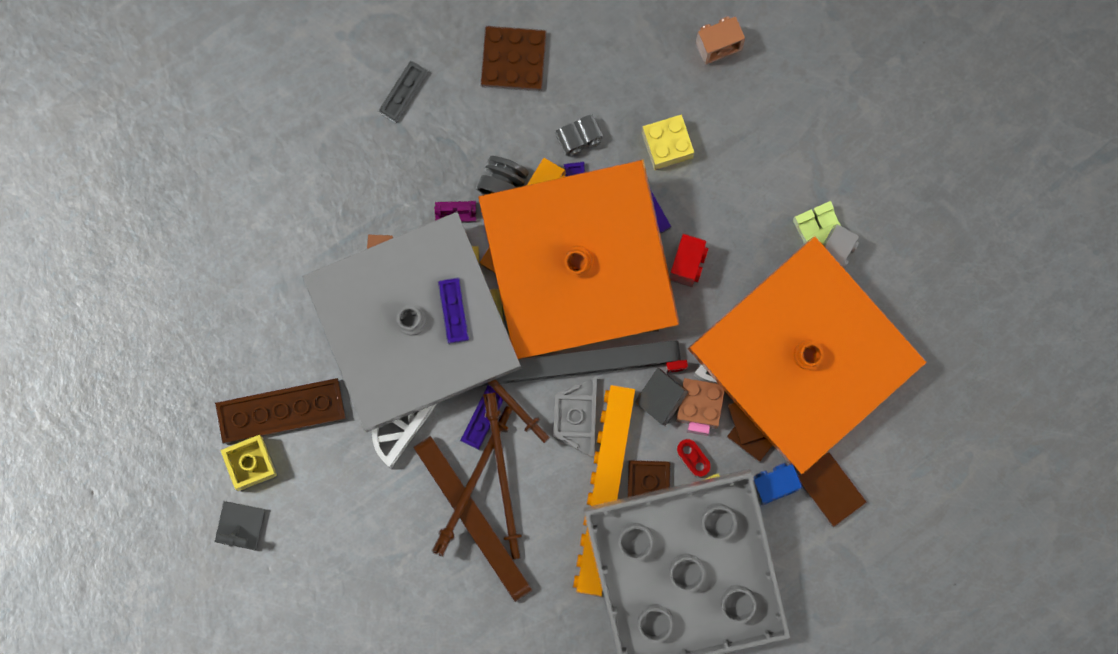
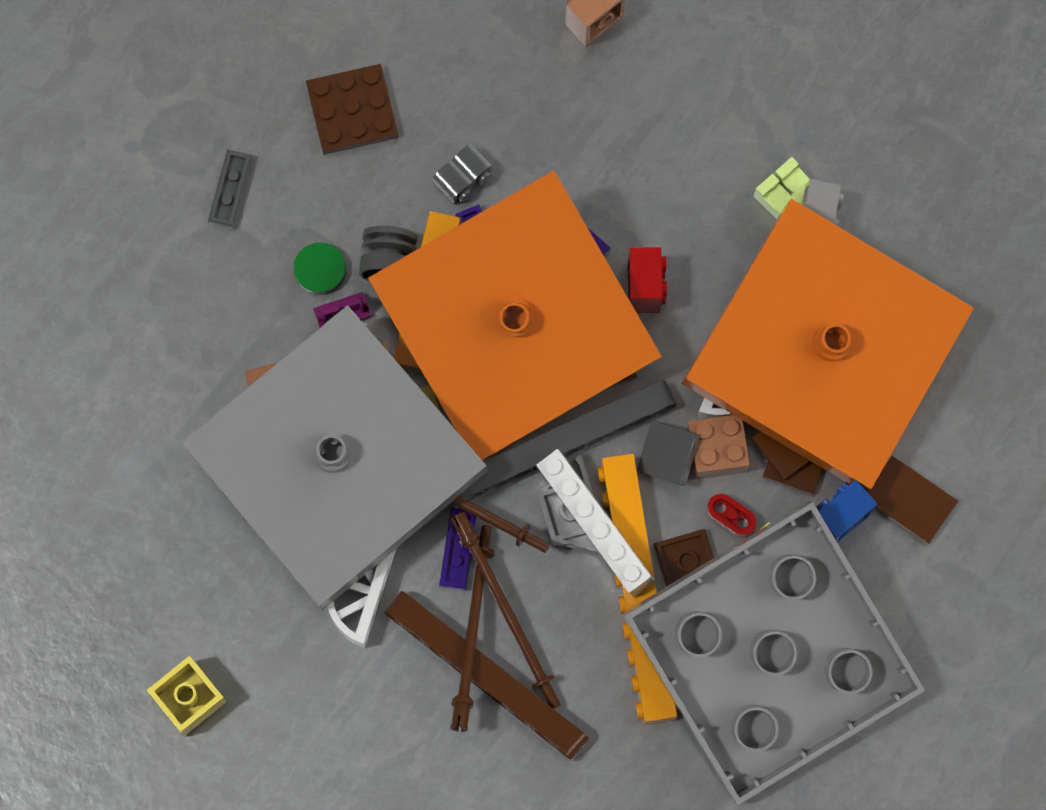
camera: 20 degrees left, 5 degrees down
(239, 525) = (199, 778): dark grey plate -> none
(280, 411) = (204, 620): reddish brown plate -> none
(449, 173) = (319, 268): none -> green tile
(453, 310) = (382, 424): dark purple tile -> none
(589, 433) = (596, 523): none -> white brick
(667, 142) = (572, 149): light yellow brick -> none
(676, 366) = (673, 411): red tile -> none
(699, 429) = (725, 478): bright pink tile -> none

